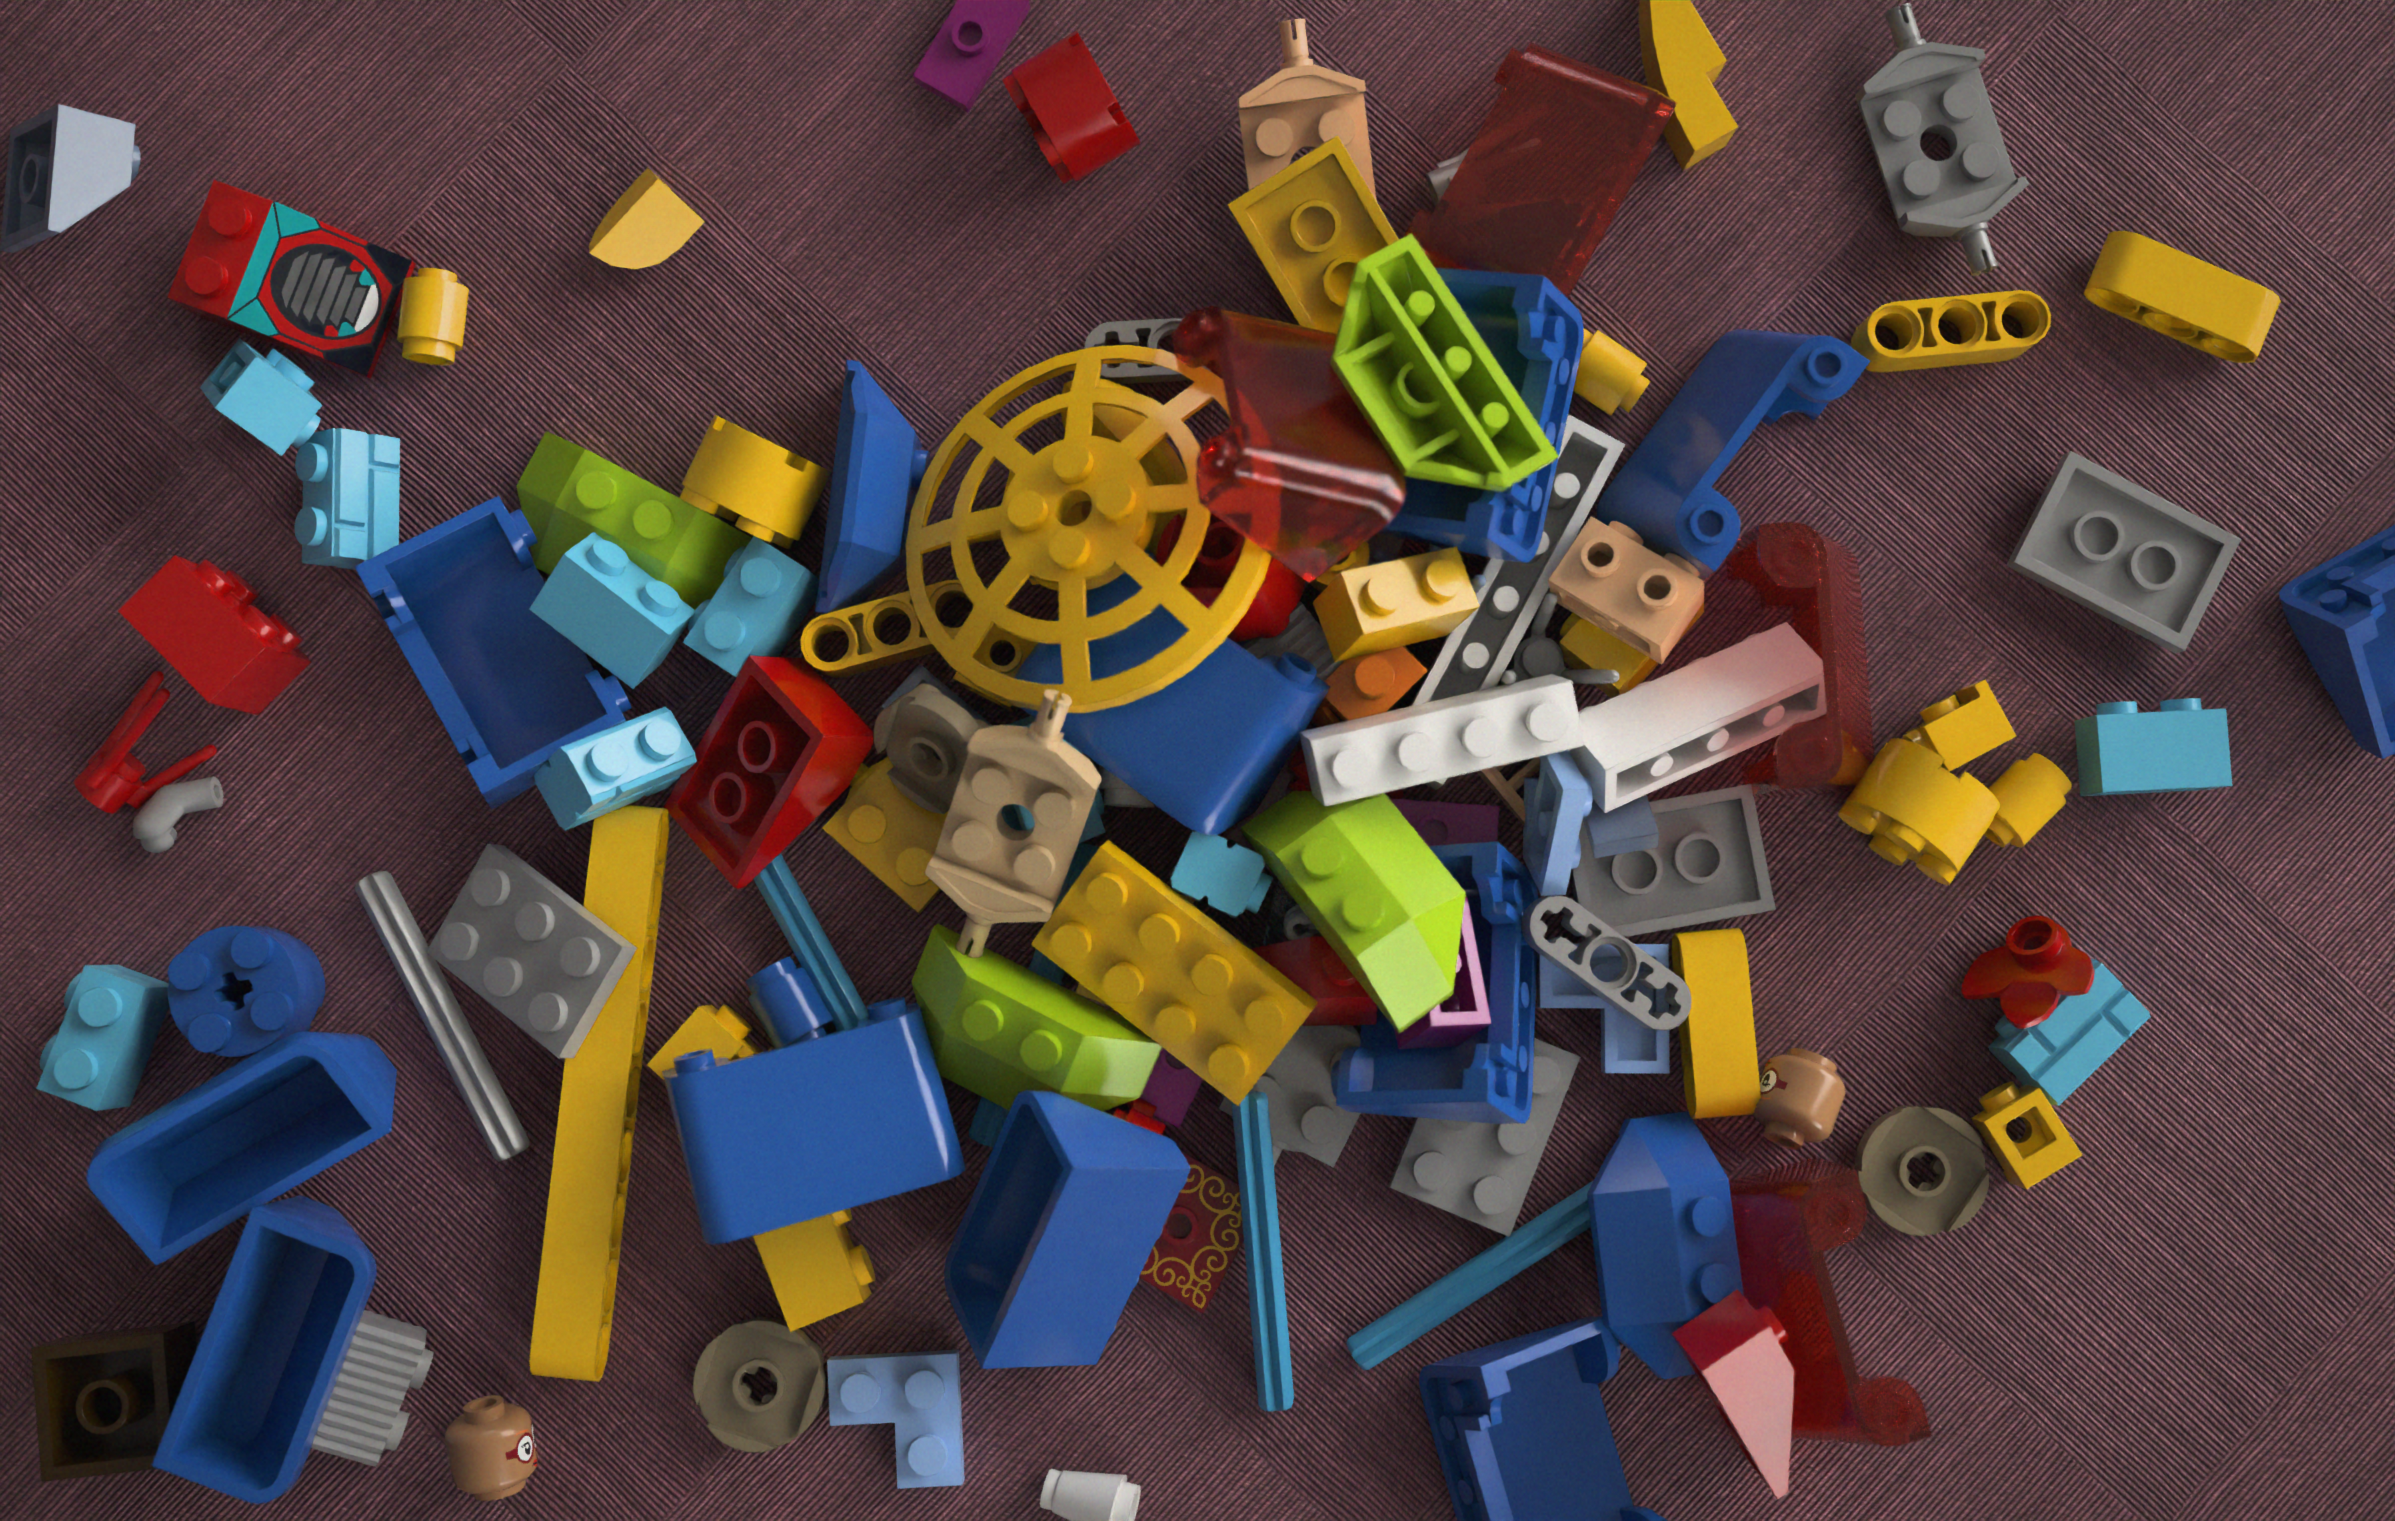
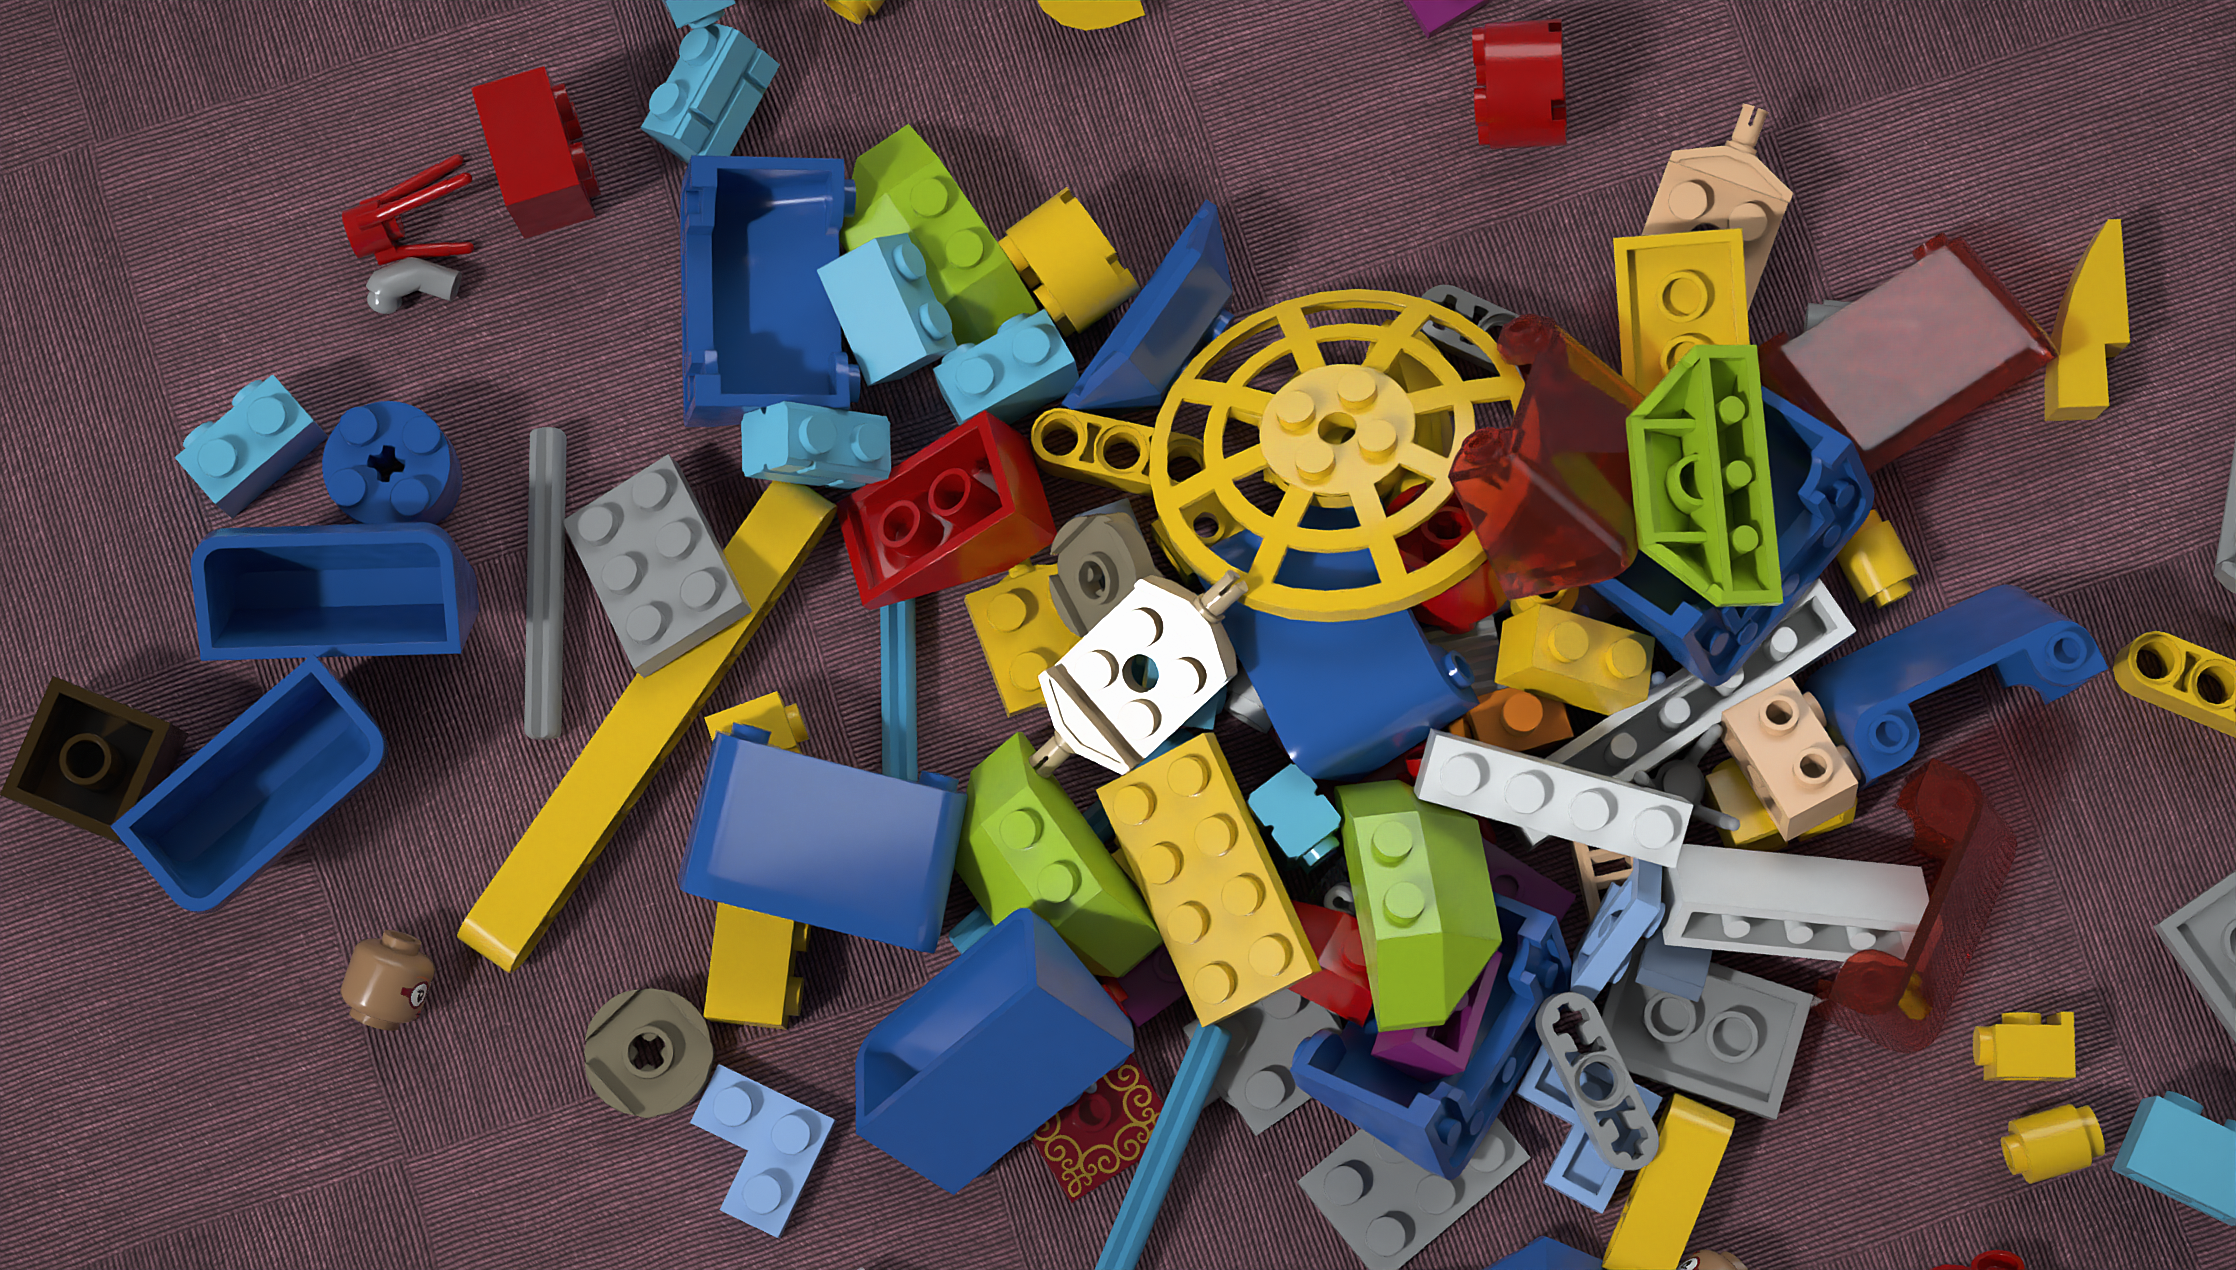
camera: 30 degrees right, 5 degrees down
(370, 1388) = (314, 872): light grey brick -> none
(788, 1003) = (853, 729): blue brick -> none
(1919, 810) = (1952, 1096): yellow brick -> none

